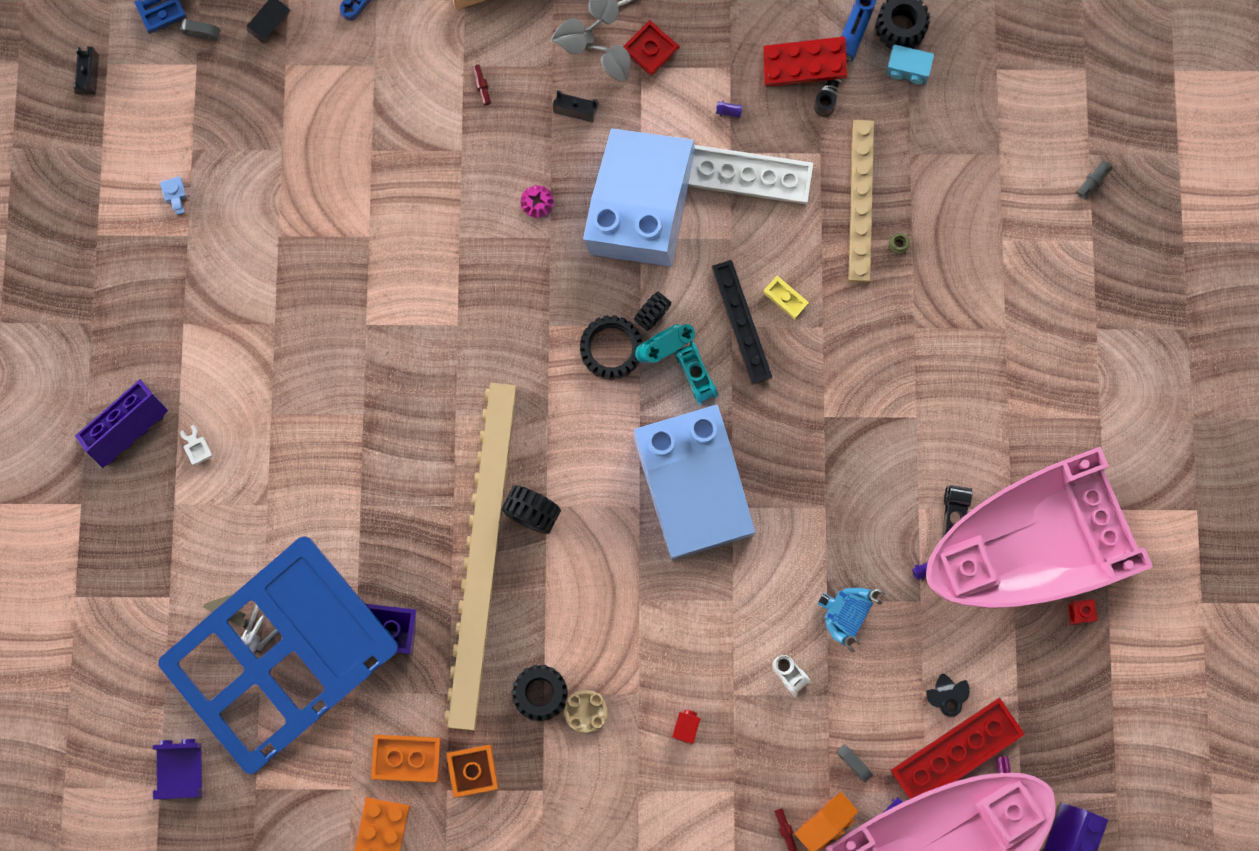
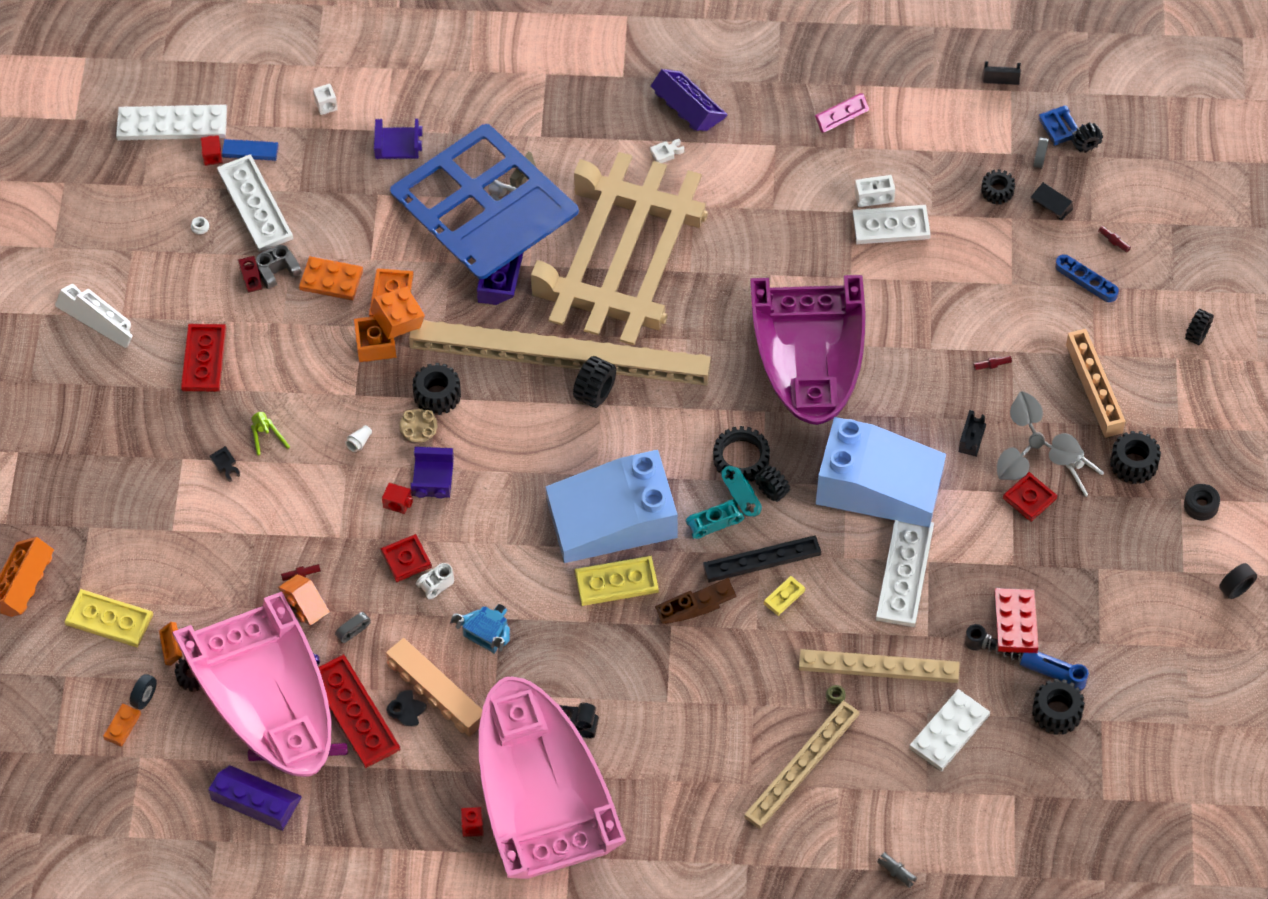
camera: 95 degrees right, 20 degrees down
(142, 247) = (842, 112): none -> plate
(173, 192) = (892, 136): light blue plate -> none
(243, 65) = (998, 178): none -> black tyre
(257, 207) = (874, 191): none -> white brick
(271, 464) = (643, 201): none -> tan fence
(299, 191) = (891, 224): none -> white plate
(450, 743) = (397, 312): none -> orange brick
(475, 269) = (811, 343): none -> magenta piece
(540, 209) = (884, 409): dark pink gear -> none
(608, 780) = (357, 439): none -> white cone
(650, 690) = (432, 472): none -> dark purple panel
(728, 109) = (970, 553): dark purple pin -> none
(761, 711) = (406, 558): none -> red plate
(774, 477) = (616, 580): none -> light yellow tile
(801, 390) = (695, 604): none -> reddish brown slope
(909, 64) = (1015, 713): medium azure brick -> none
(923, 664) = (435, 687): none -> light nougat brick
(930, 130) = (949, 730): none -> white plate
(984, 275) = (801, 765): none -> tan plate

